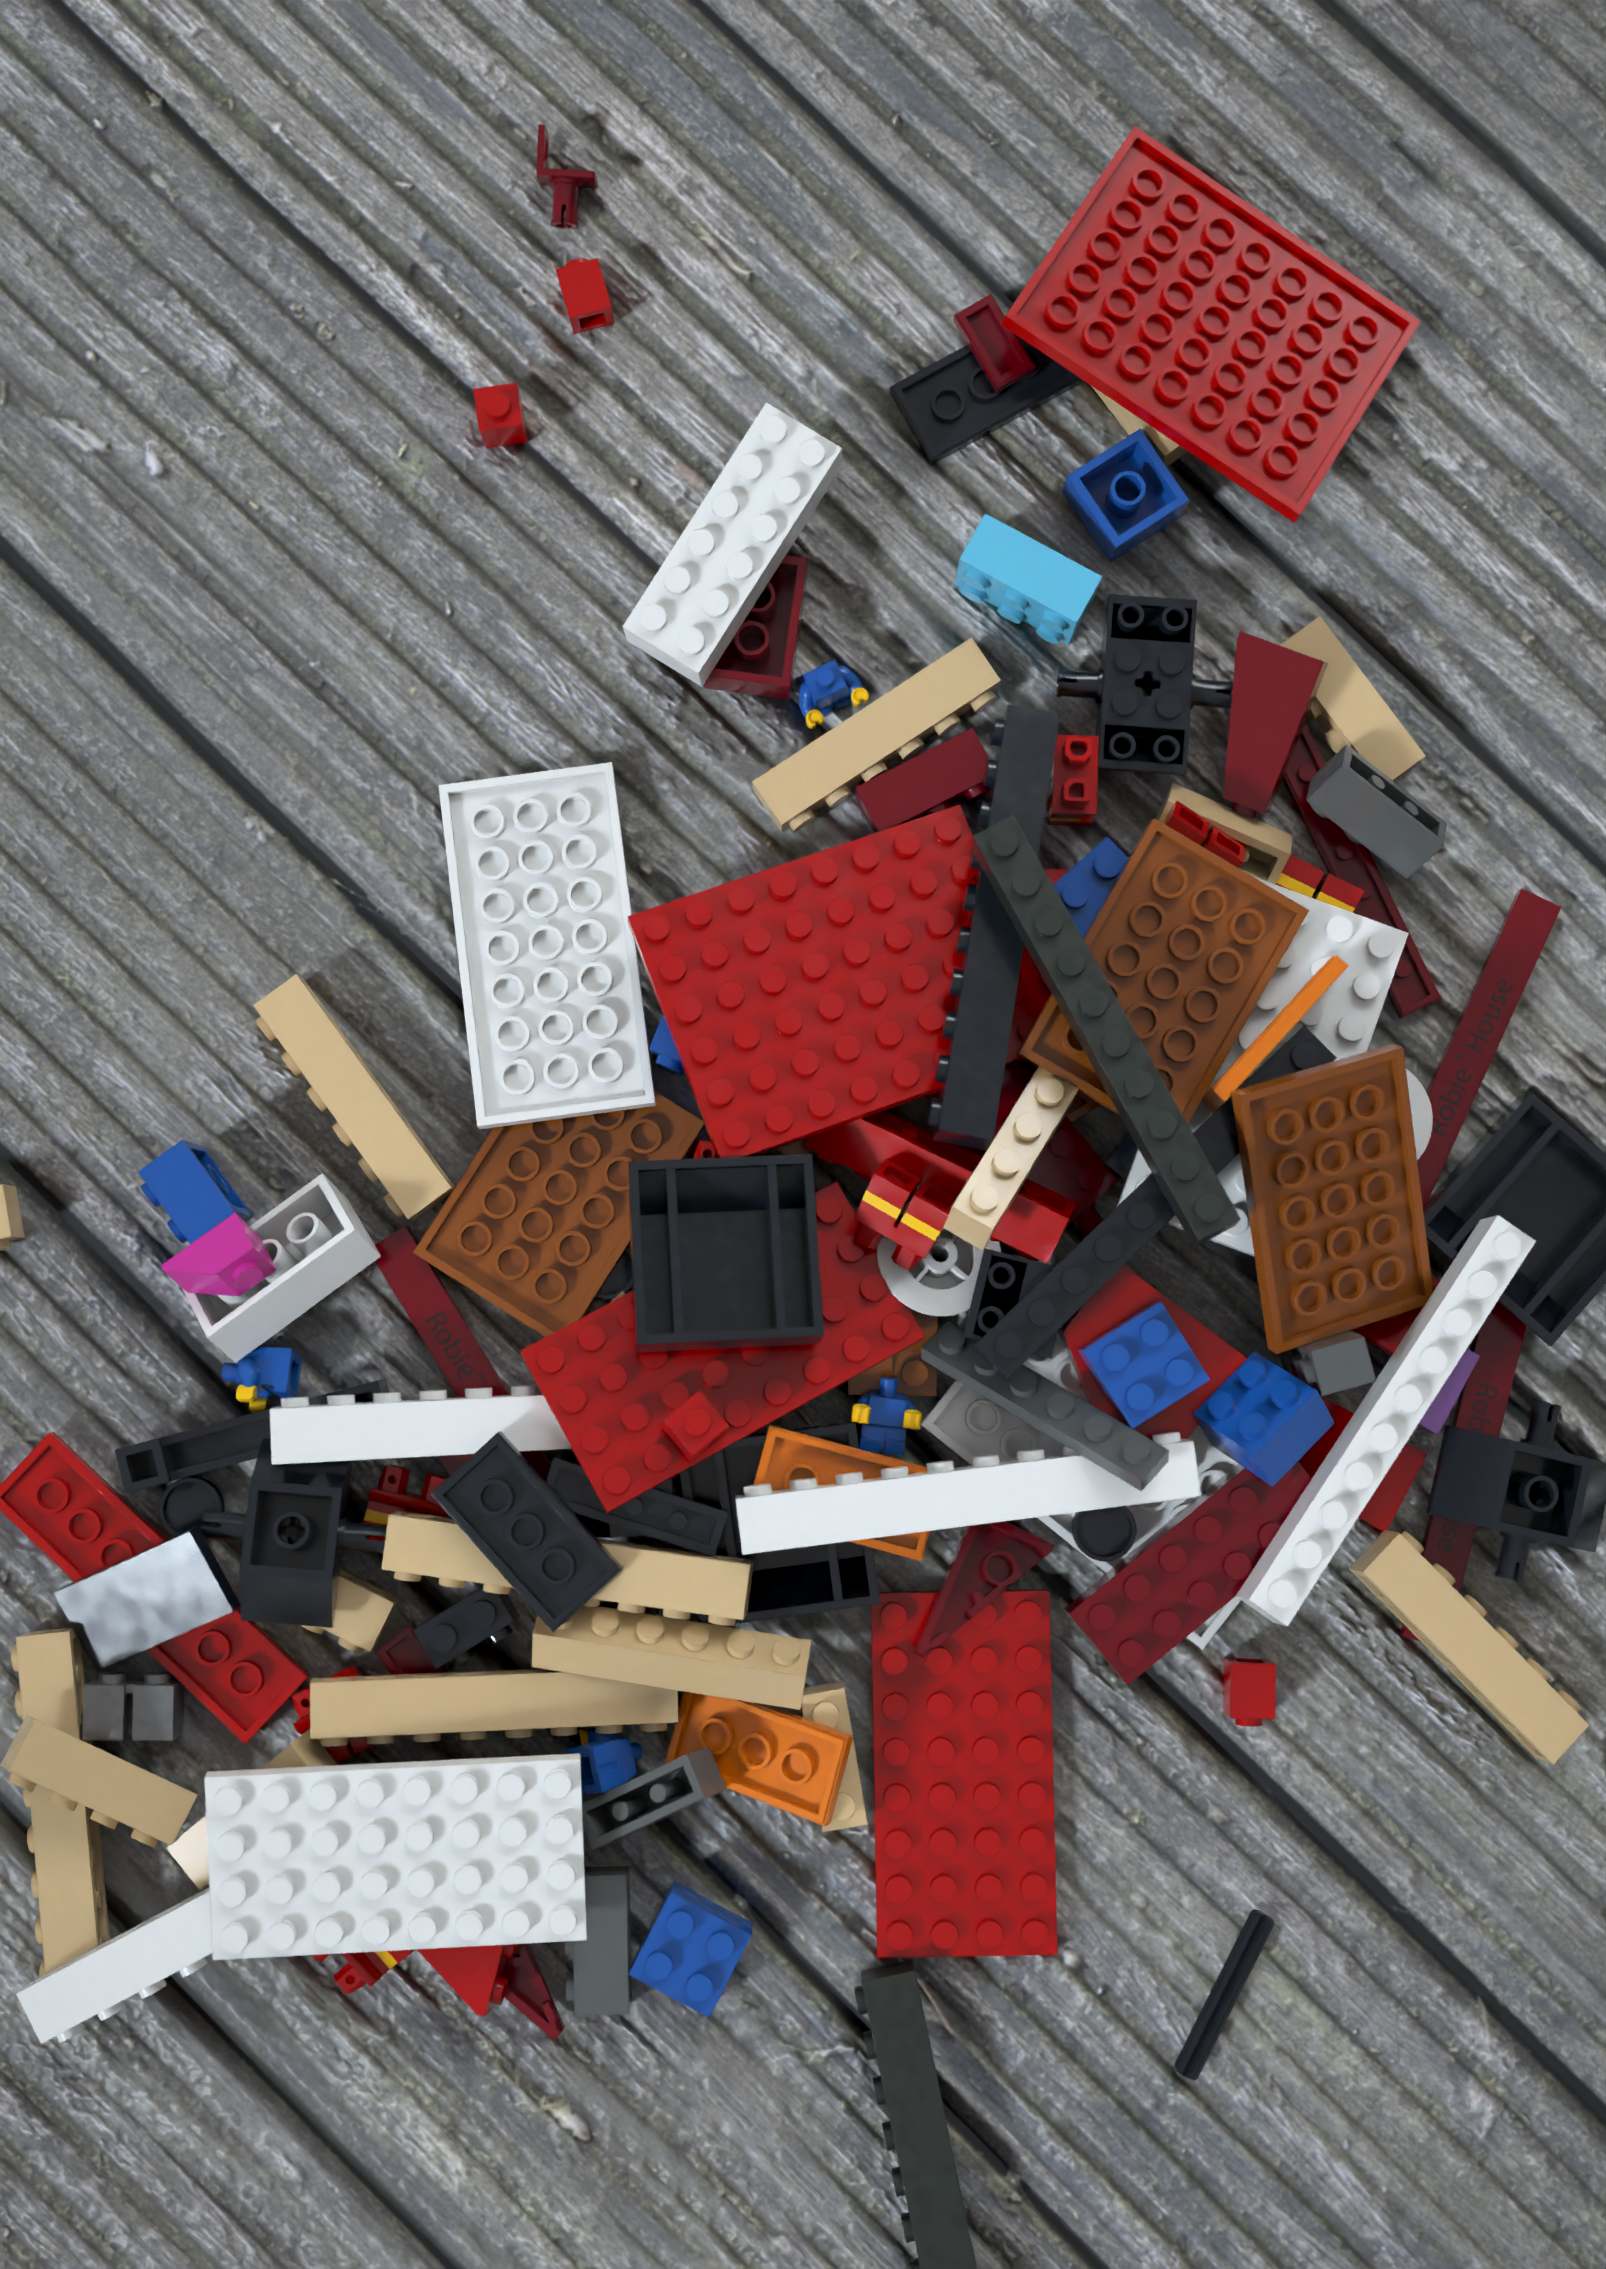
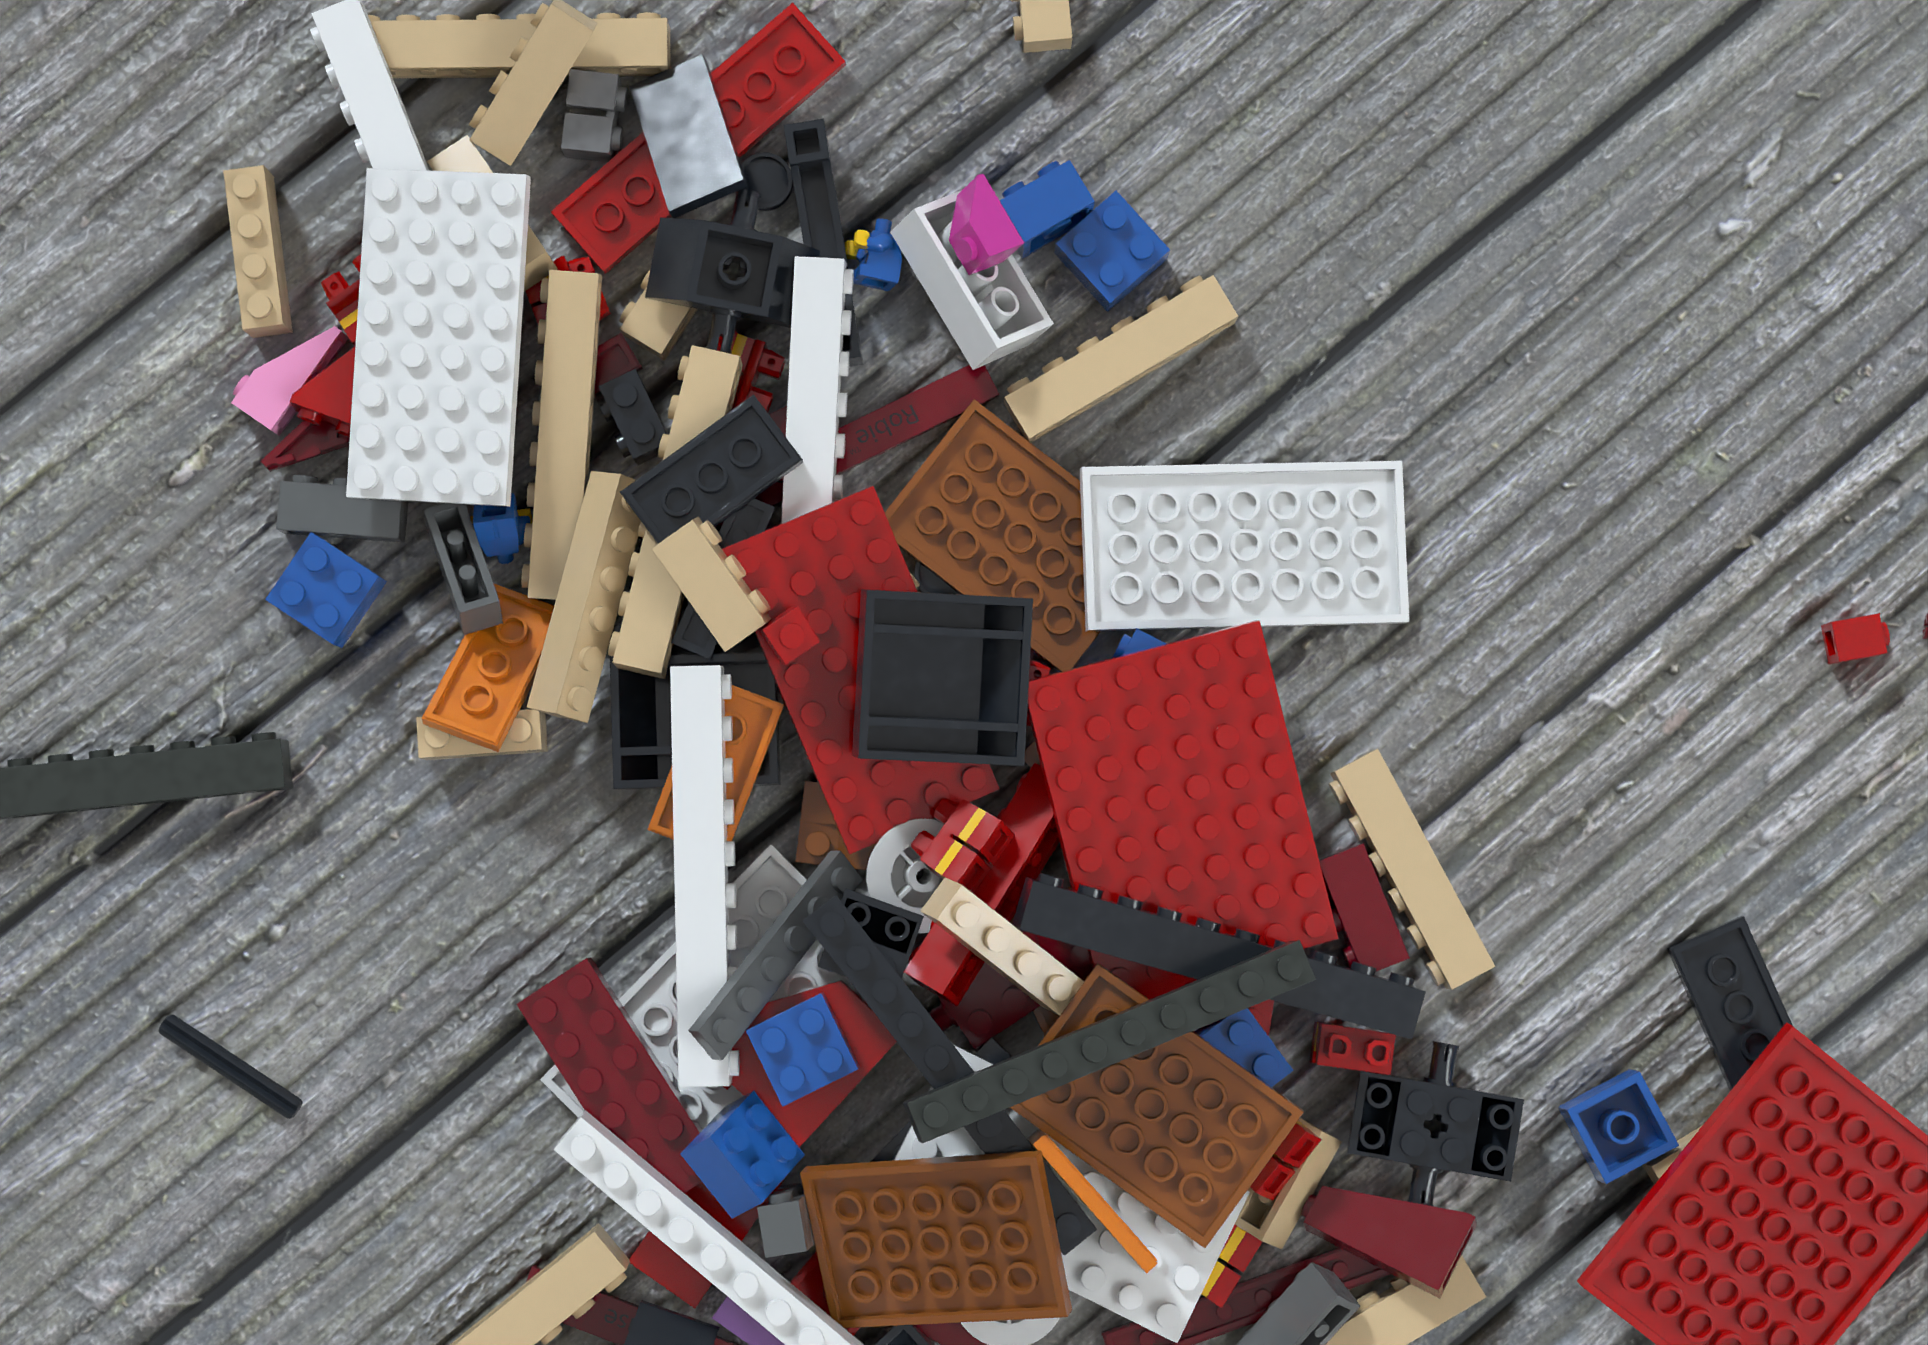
camera: 90 degrees right, 0 degrees up
(236, 1118) = (1111, 251): none -> blue brick
(318, 2071) = (257, 251): none -> tan brick
(469, 2038) = (269, 388): none -> bright pink slope
(500, 415) = (1745, 549): red brick -> none
(645, 1516) = (713, 582): none -> tan brick
(733, 544) = (1598, 752): white brick -> none
(765, 646) = (1527, 766): dark red brick -> none
(826, 689) = (1460, 828): blue piece -> none
(885, 1418) = (780, 811): blue piece -> none
(964, 1780) = (454, 851): red plate -> none
(982, 1568) = (634, 886): dark red wing -> none
(992, 344) = (1763, 1021): dark red tile -> none
(1026, 580) = (1543, 1023): medium azure brick -> none
(1104, 1532) = (655, 1001): black piece -> none
(1249, 1690) = (498, 1119): red brick -> none

